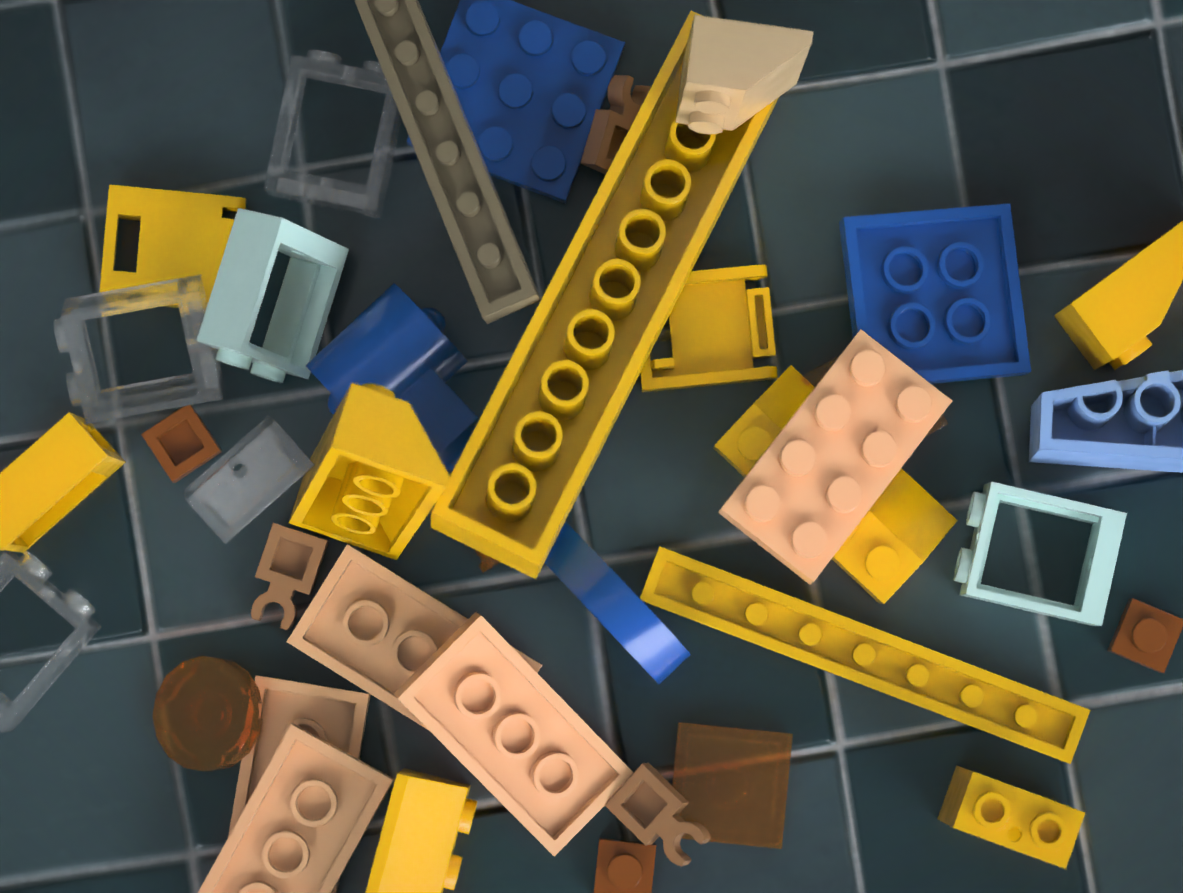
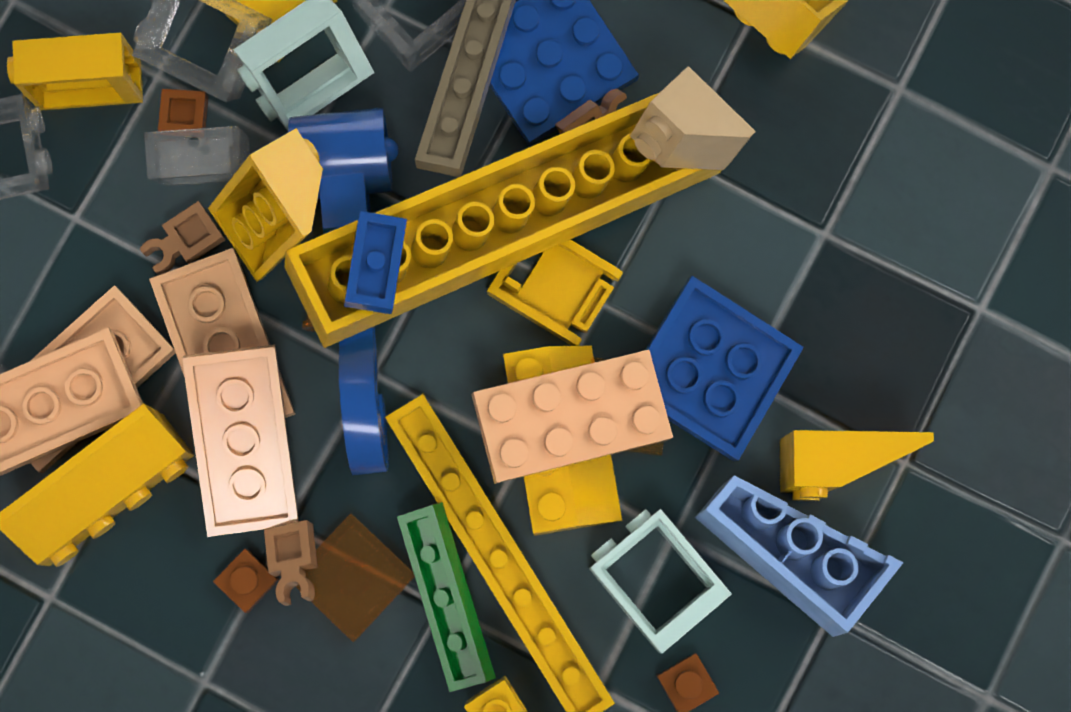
camera: 30 degrees right, 5 degrees down
(207, 713) = (66, 286): clear orange tile -> none
(532, 456) = (375, 262): none -> blue plate
(840, 733) = (446, 597): none -> green plate

